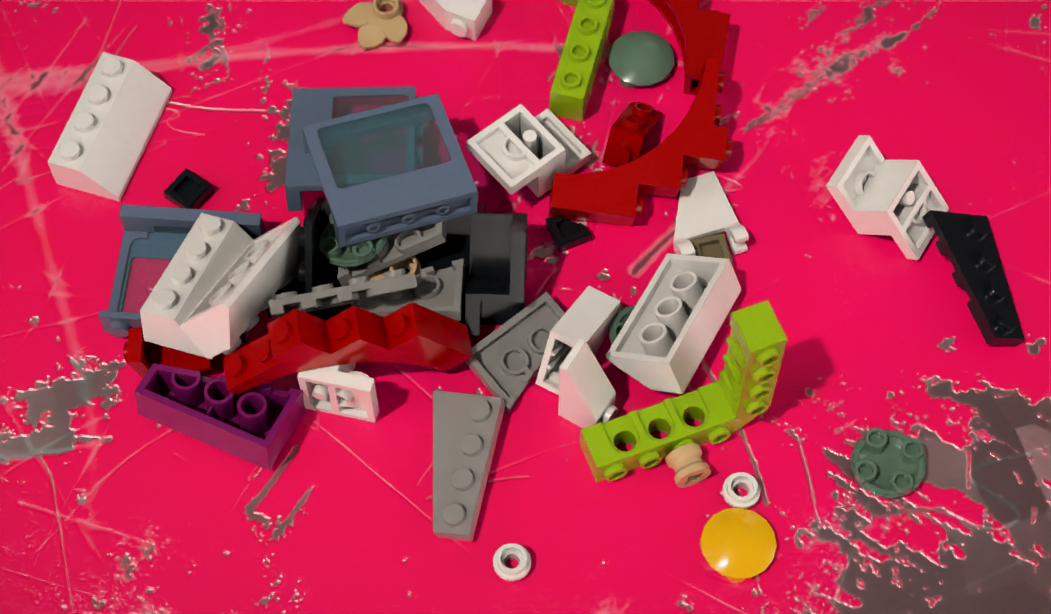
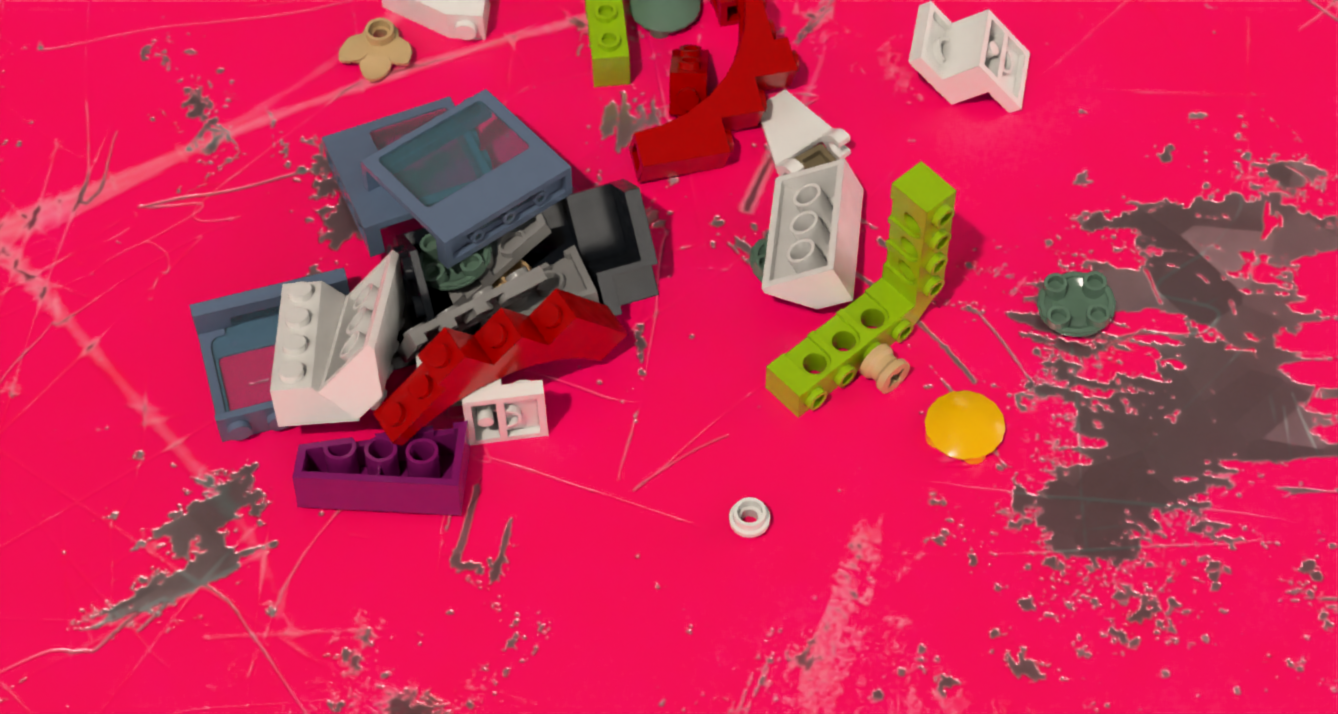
camera: 20 degrees left, 5 degrees down
(109, 128) = (137, 238): white slope -> none
(142, 354) = (283, 443): red bracket -> none
(188, 190) = (249, 273): black tile -> none
(462, 457) = (654, 431): light grey wing -> none
(515, 350) = (664, 316): light grey wing -> none
(528, 150) = (594, 121): white bracket -> none
(567, 233) = (664, 193): black tile -> none
(584, 389) = (756, 326): white slope -> none
(585, 319) = (722, 289): white slope -> none
(744, 481) = (945, 366): white plate -> none
(979, 272) = (1086, 102): black wing -> none

